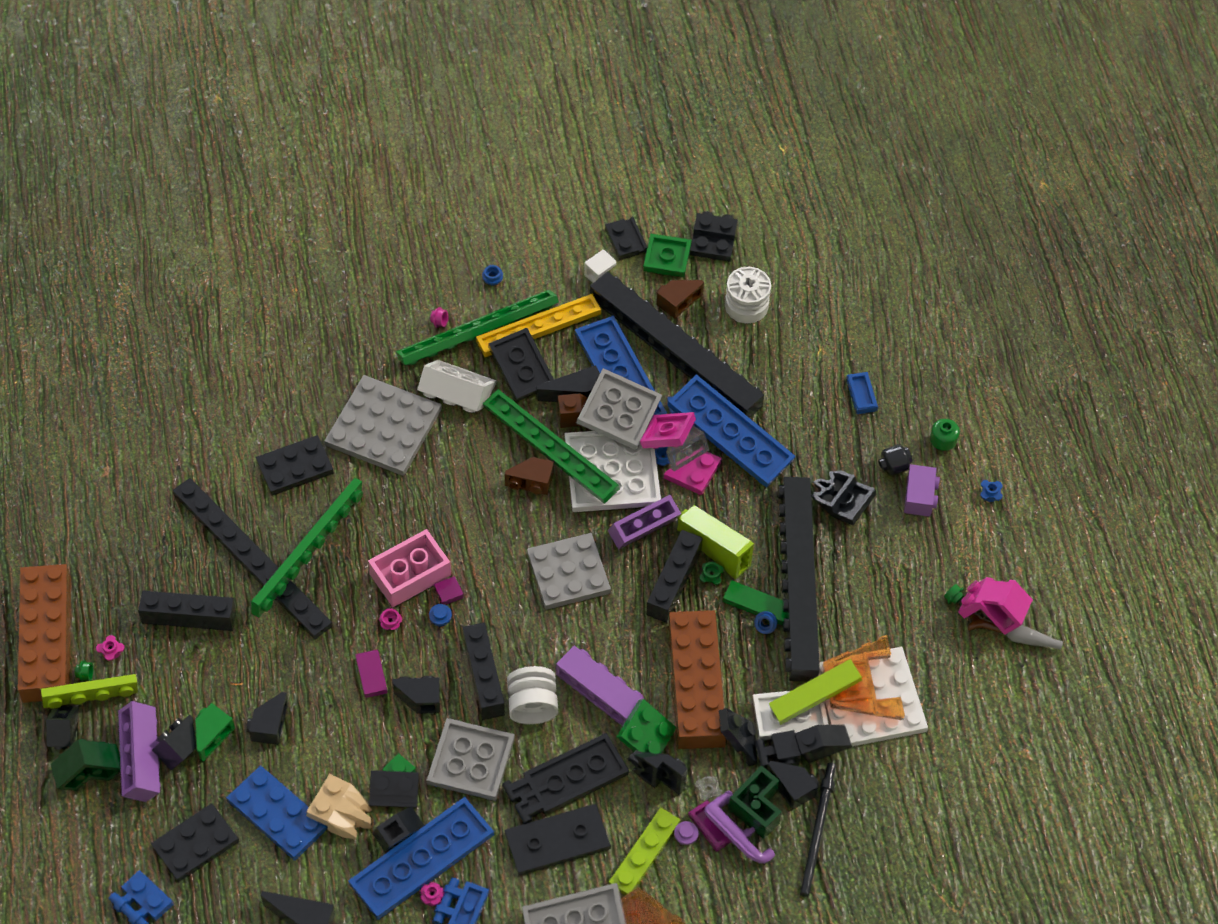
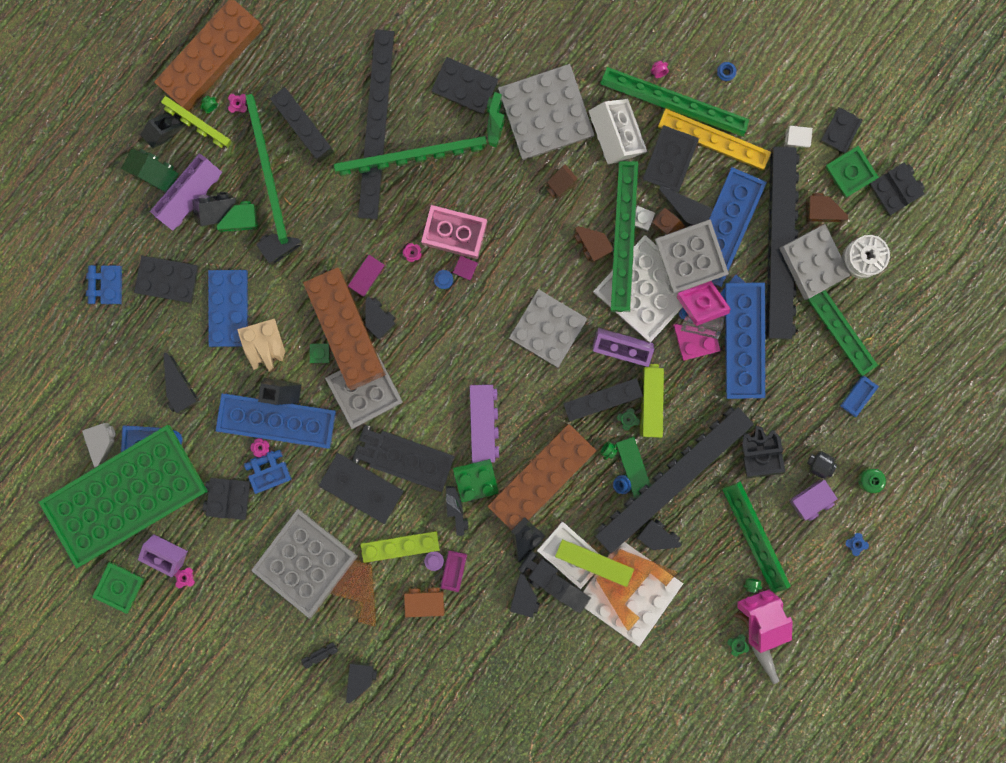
camera: 50 degrees right, 30 degrees up
(195, 666) = (281, 231): none -> green tile
(348, 457) = (495, 120): none -> green plate
(394, 788) = (303, 363): black plate -> none
(400, 722) = (344, 329): none -> dark orange brick
(455, 453) = (561, 182): none -> reddish brown slope
(483, 671) = (427, 343): black brick -> none
(532, 695) = (435, 391): white wheel -> none
(552, 423) = (643, 218): none -> white plate
(709, 781) = (476, 543): clear plate -> none
(715, 331) = (814, 261): none -> light grey plate
(718, 871) = (424, 603): none -> dark orange brick
(724, 609) = (608, 450): none -> green plate
(733, 832) = (456, 589): medium lavender piece -> none
(752, 802) = (487, 583): dark green brick -> none
(783, 360) = (842, 332): none -> green plate
(826, 788) = (541, 618): black bar -> none
(839, 632) = (656, 537): none -> black slope
(913, 557) = (756, 537): none -> green plate
(1000, 643) = (738, 640): none -> green plate

